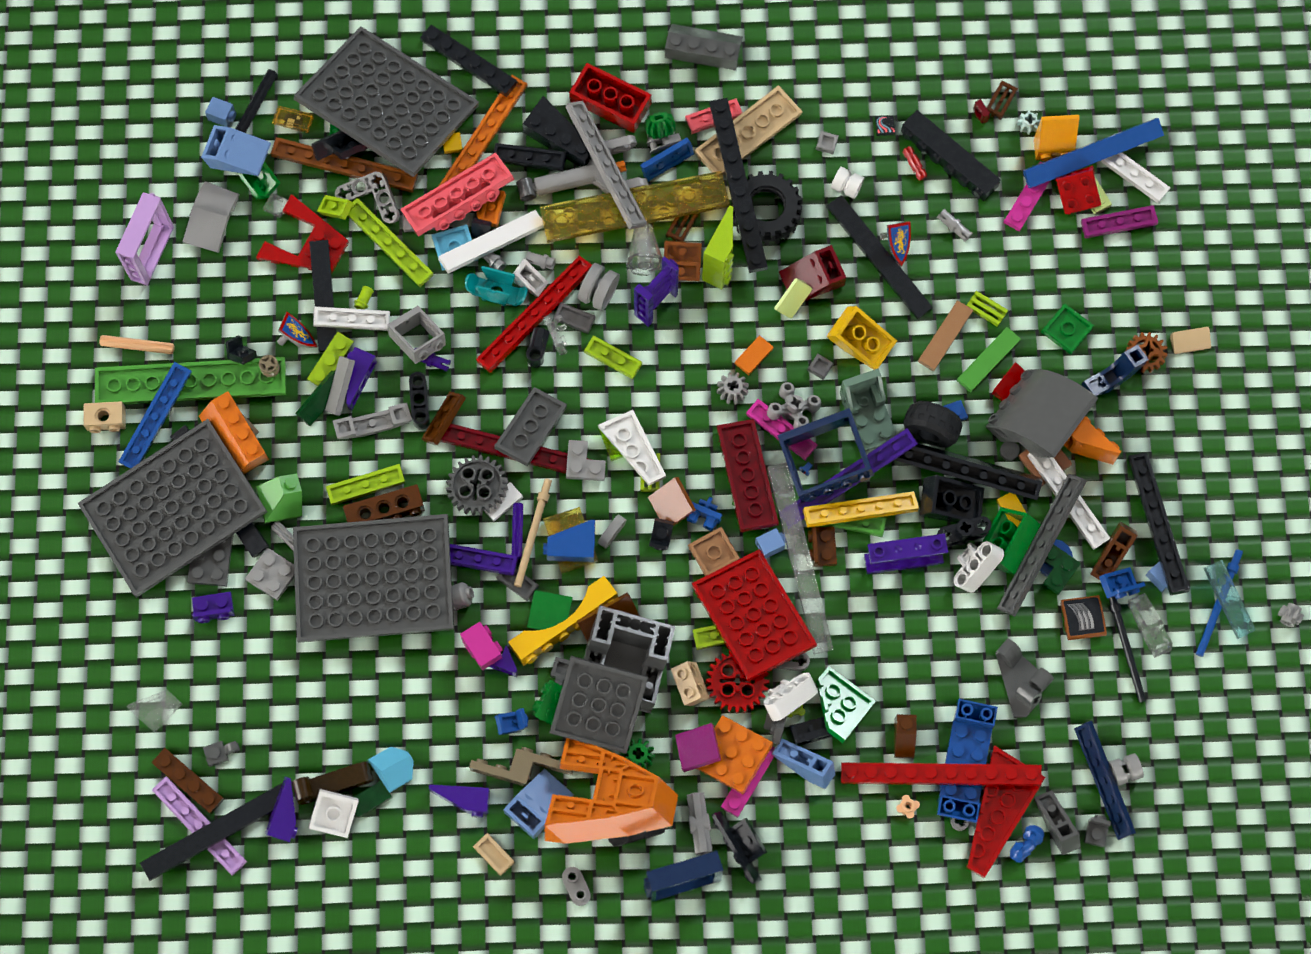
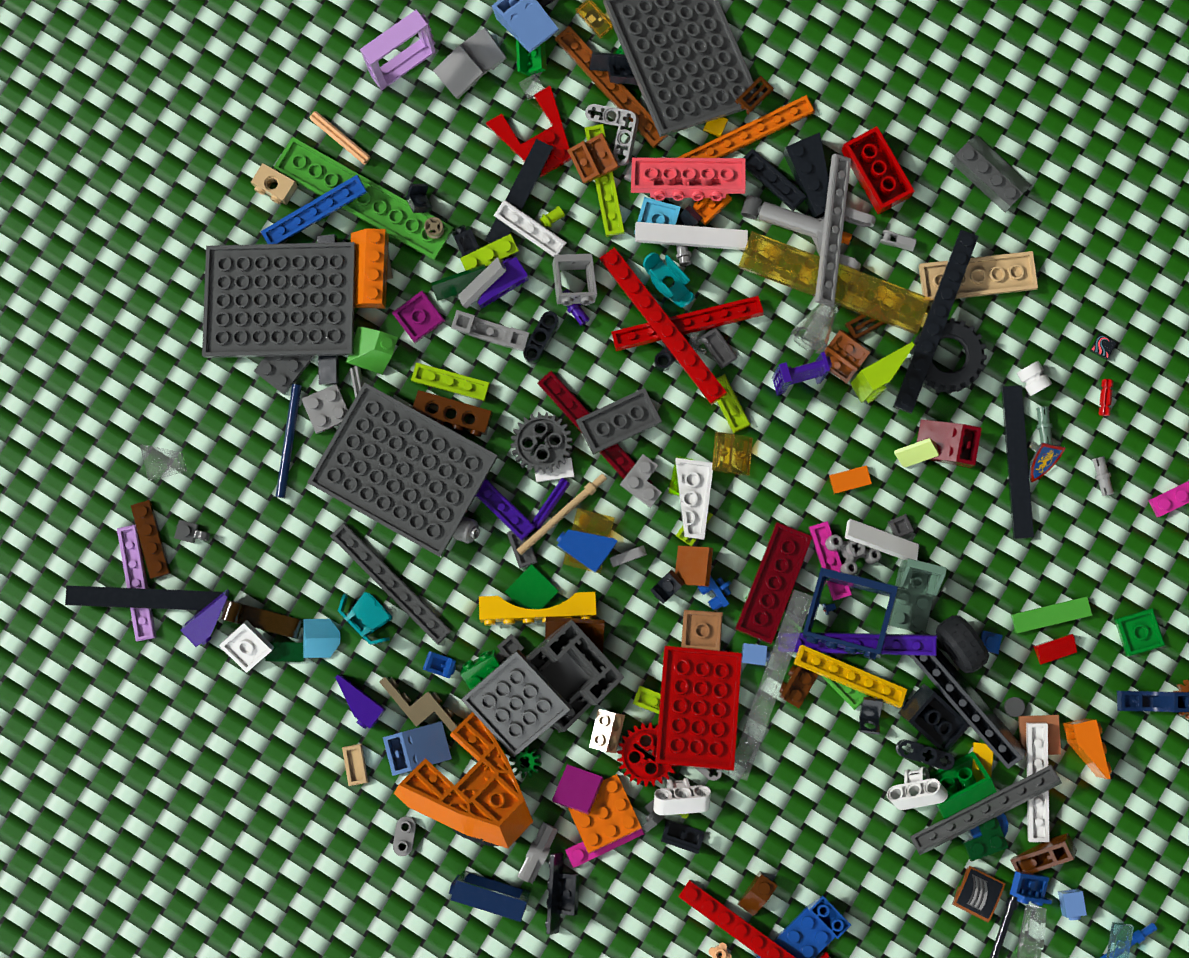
camera: 40 degrees right, 10 degrees up
(212, 607) = (260, 405): dark purple bracket -> none
(256, 621) = (288, 441): none -> dark blue piece
(295, 332) = (475, 211): shield -> none
(301, 361) = (465, 240): none -> black bracket
(302, 449) = (418, 316): none -> magenta tile
(335, 207) = (578, 121): lime plate -> none
(368, 229) = (593, 158): none -> dark orange slope
(423, 722) = (366, 616): none -> teal piece
(424, 683) = (391, 583): none -> dark grey tile
(443, 418) = (551, 366): reddish brown tile -> none
(466, 110) = (744, 104): none -> reddish brown tile
(468, 60) = (777, 59): black plate -> none
(480, 645) = (453, 586): dark pink brick -> none
(505, 664) = (466, 612): dark purple slope -> none
(516, 326) = (663, 326): none -> red plate
(530, 278) = (702, 289): white slope -> none
(540, 260) = (722, 278): light grey pin -> none
(598, 286) = (754, 335): light grey wheel -> none
(643, 393) = (732, 453): none -> clear yellow slope
(660, 125) = (904, 222): green gear -> none
(667, 159) = (891, 257): blue plate -> none
(703, 119) = (946, 239): coral tile -> none
(727, 383) = (819, 497): light grey gear -> none
(805, 763) = (658, 861): medium blue slope -> none
(810, 385) = (881, 540): none -> white tile
(827, 142) = (1041, 329): light grey tile -> none
(841, 703) = (722, 832): plate -> none
(861, 337) = (953, 524): yellow slope -> none
(880, 214) = (1044, 425): none -> sand green pin
(896, 527) = (870, 713): none -> black bracket
(905, 553) = (862, 741): dark purple fence -> none
(945, 335) = (1027, 569): medium nougat tile -> none
(950, 156) = (1141, 411): black brick -> none
(991, 303) = (1087, 565): lime tile -> none
(1021, 679) = (889, 912): dark grey panel -> none
(1041, 412) = (1064, 697): dark grey slope -> none
(1158, 524) = (1100, 858): black tile -> none

